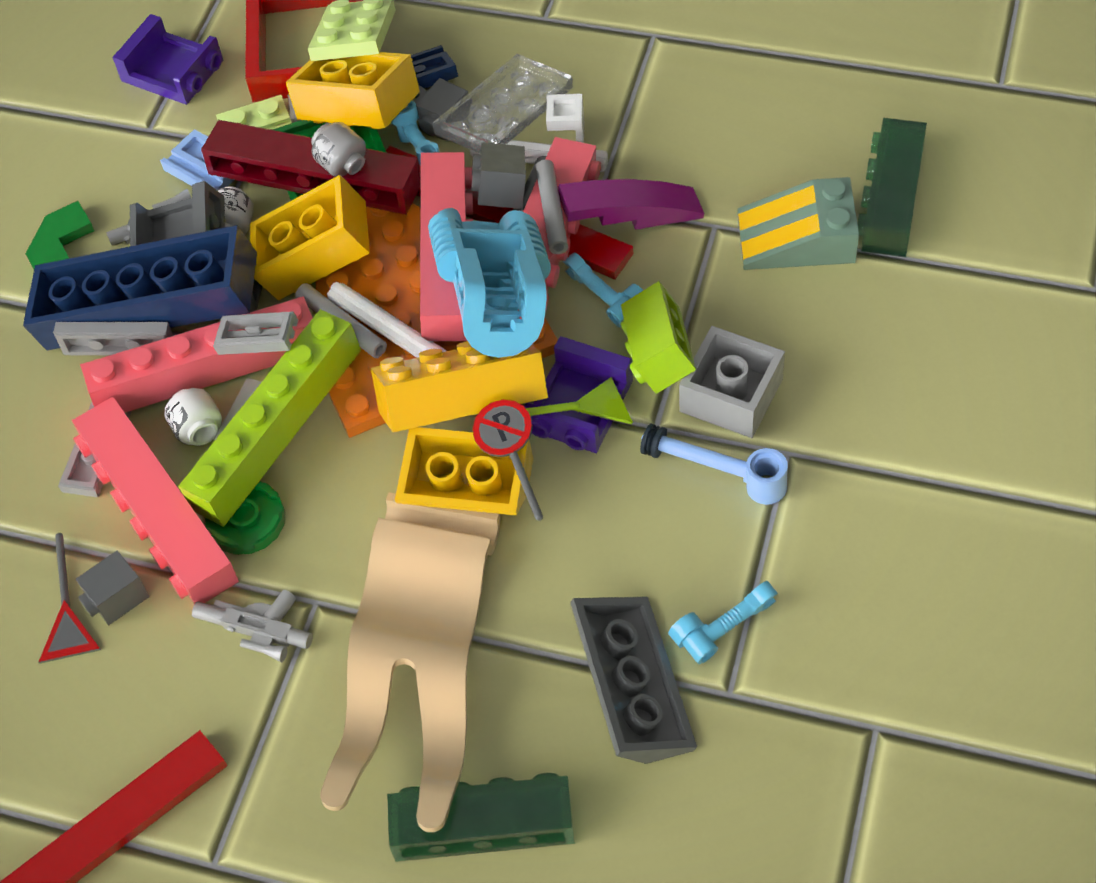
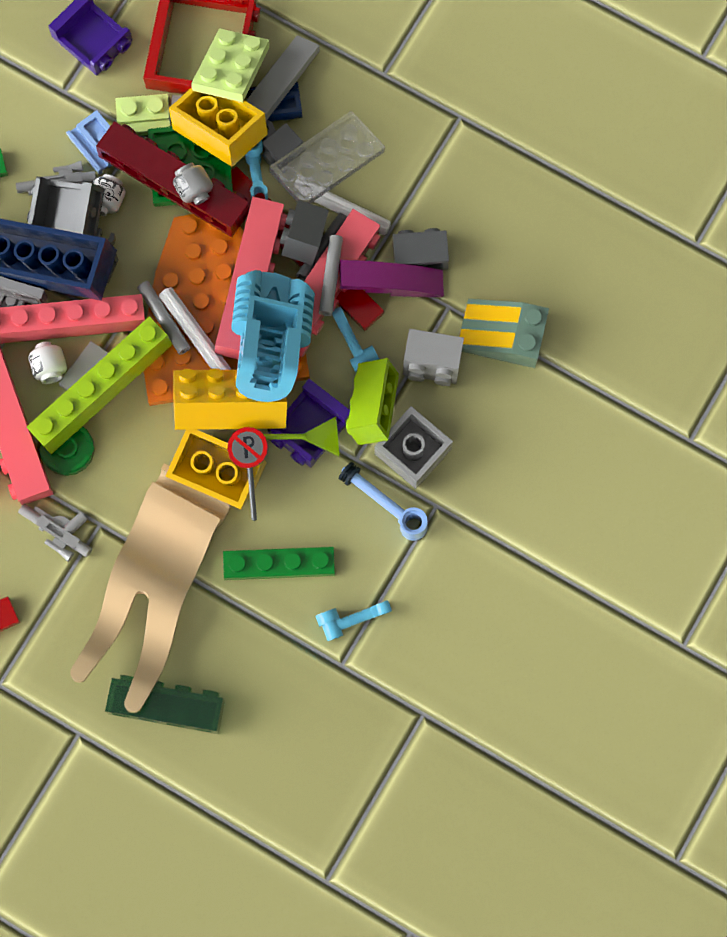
camera: 10 degrees right, 20 degrees up
(254, 338) = (119, 331): light grey tile -> none
(310, 237) = (157, 245): yellow brick -> none
(426, 33) = (283, 75): none -> light grey tile
(565, 113) = (368, 185): white panel -> none
(595, 577) = (278, 563): none -> green plate
(633, 678) = (283, 639): dark grey slope -> none
(663, 160) = (422, 248): none -> dark grey brick
(719, 269) = (432, 357): none -> light grey brick
(893, 187) = (581, 317): clear green brick -> none

